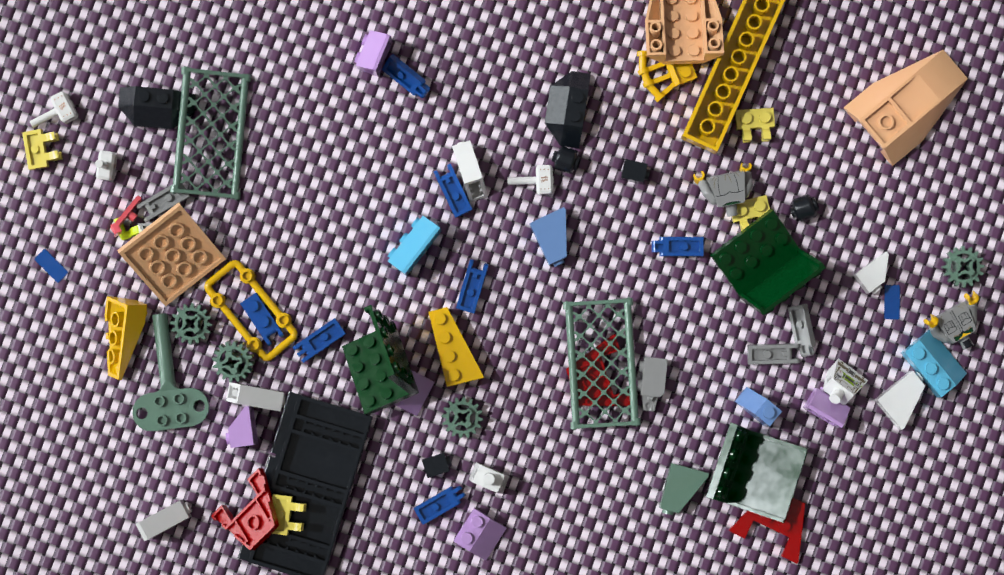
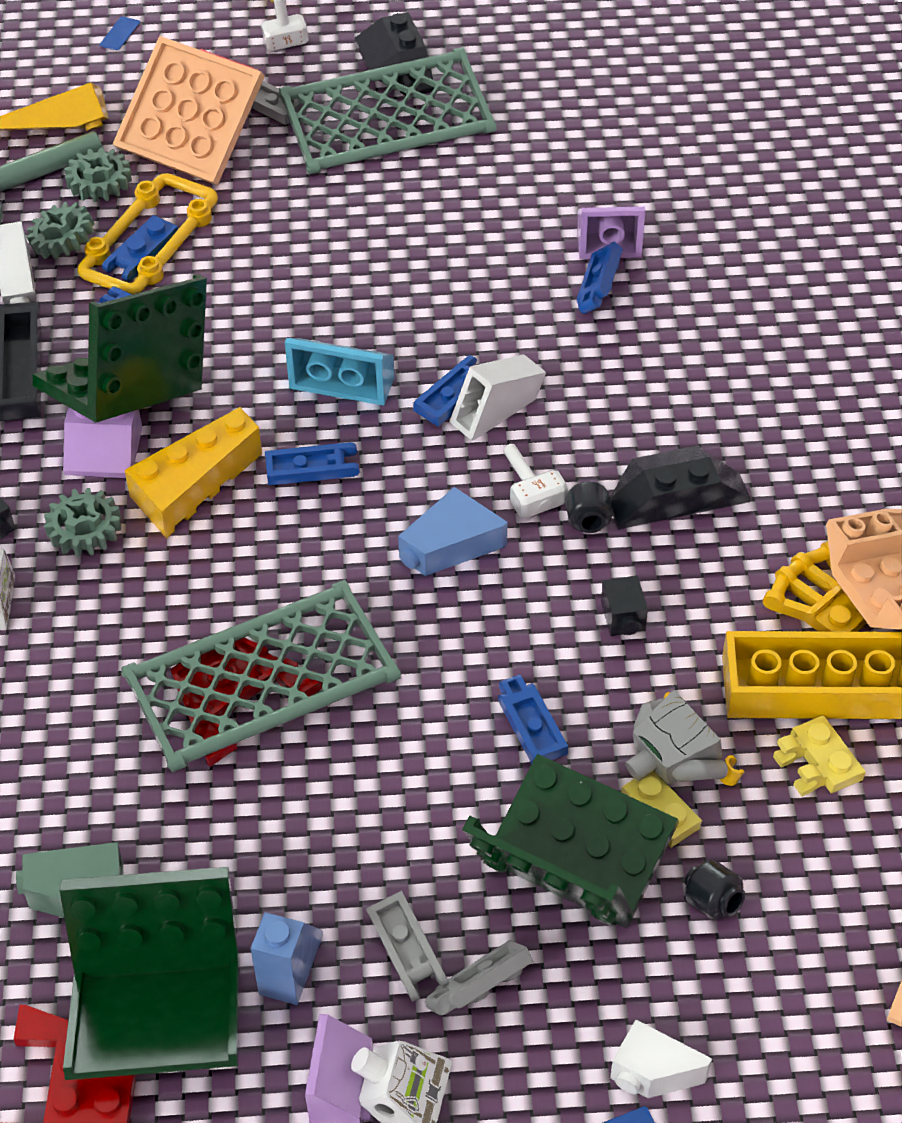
camera: 65 degrees right, 35 degrees down
(652, 381) = (264, 766): light grey hinge -> none

